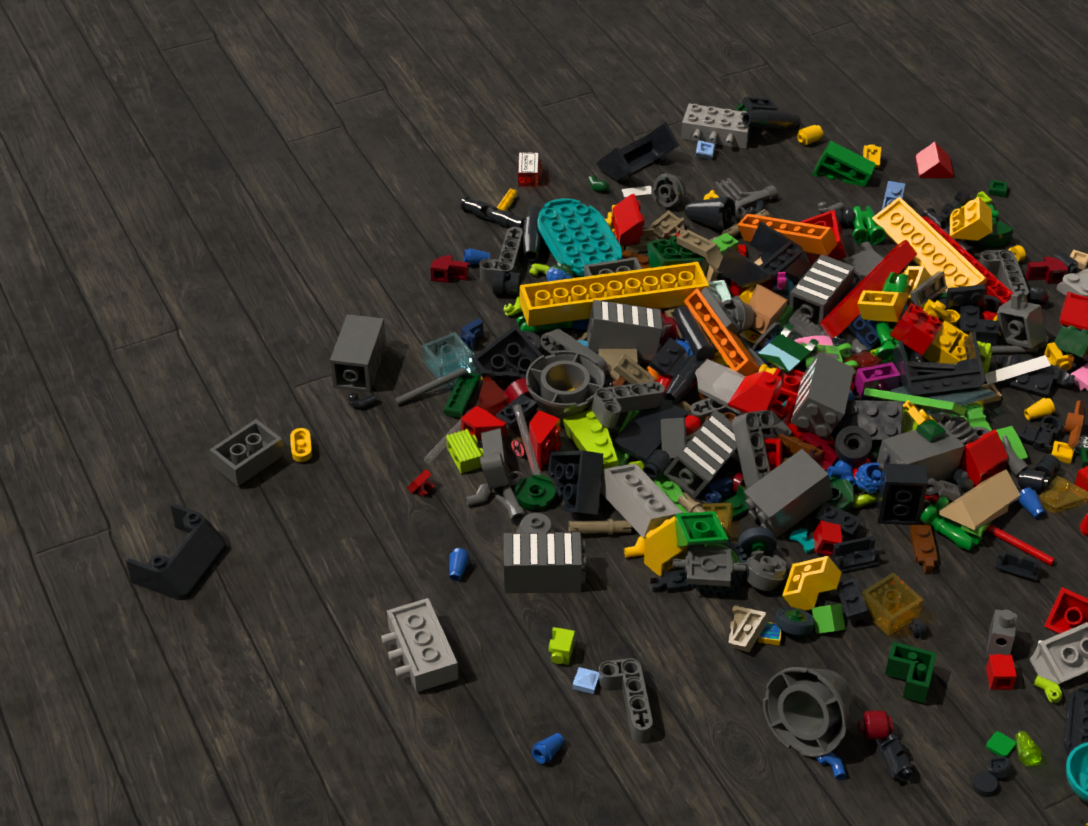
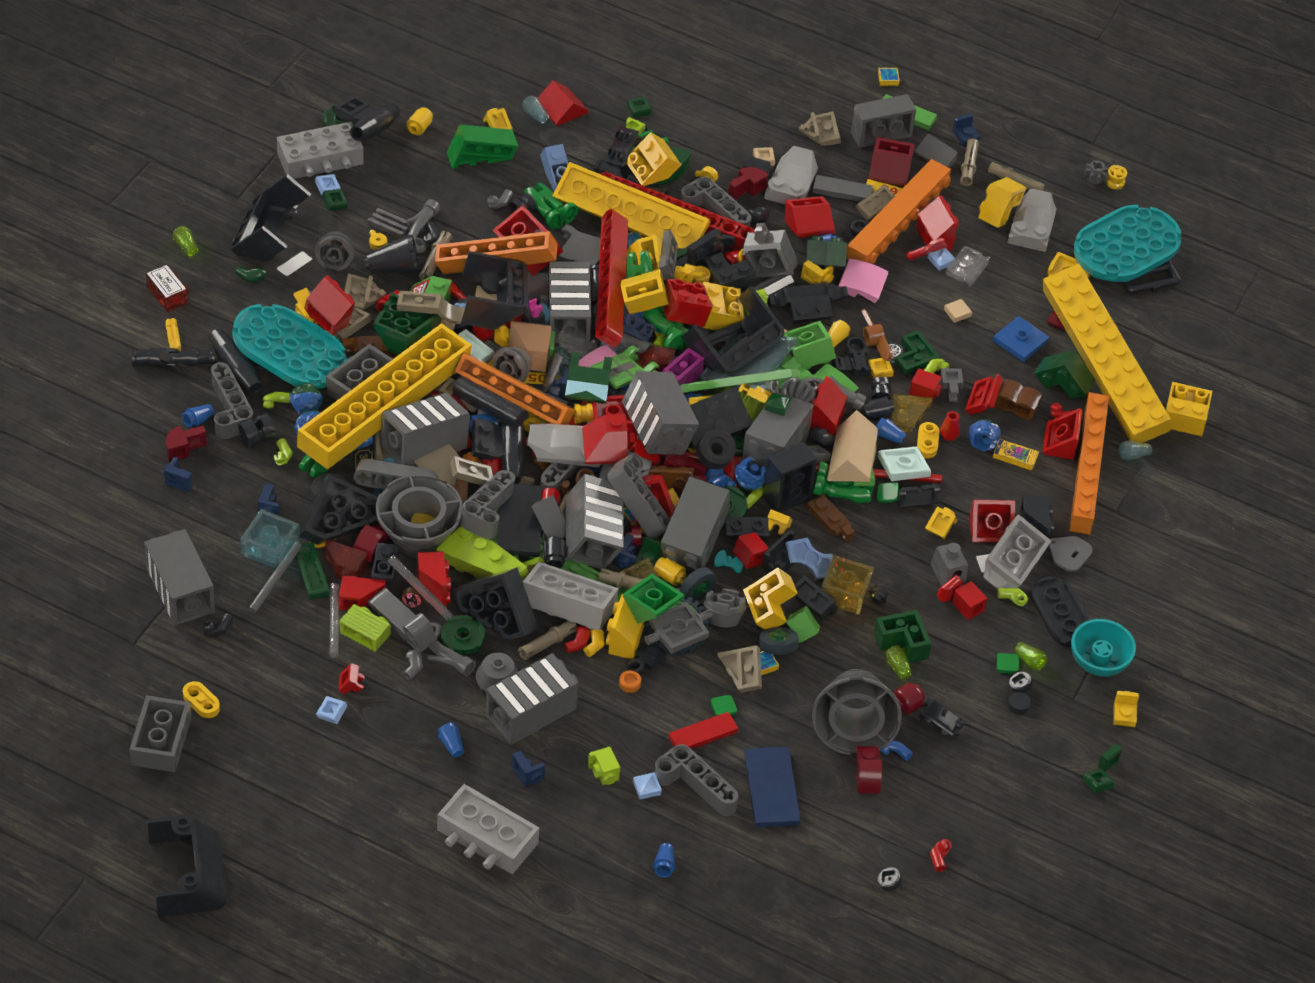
camera: 40 degrees left, 5 degrees up
(388, 497) = (331, 710): none -> light blue tile
(424, 289) = (177, 477): none -> dark blue bracket
(496, 620) = (525, 771): none -> dark blue bracket
(569, 145) = (184, 238): none -> clear neon green cone
(627, 540) = (580, 641): none -> red arm
(642, 592) = (630, 681): none -> orange tile
(671, 662) = (704, 731): none -> red tile
(693, 737) = (772, 786): none -> dark blue tile
(701, 161) = (334, 199): none -> dark green tile
(706, 651) = (723, 704): none -> green piece
(720, 310) = (500, 366): dark grey tile -> none
(743, 520) = (670, 571): none -> yellow brick
(790, 767) = (868, 769): none -> dark red brick
(870, 560) = (802, 552): none -> medium blue tile
(872, 526) = (776, 518): none -> yellow tile
(892, 689) = (898, 661): none -> clear neon green cone
(908, 157) = (535, 109): none -> clear light blue cone
(982, 652) = (946, 591): none -> red arm
(991, 550) = (887, 492): none -> green piece
(1006, 407) = (812, 345): none -> bright green slope
(1017, 369) = (797, 300): white sticker -> none
(1023, 351) = (778, 285): none -> white tile
(1023, 595) = (941, 522): none -> yellow bracket
(1024, 533) = (904, 463): none -> light aqua tile
(1063, 526) = (928, 439): none -> yellow plate

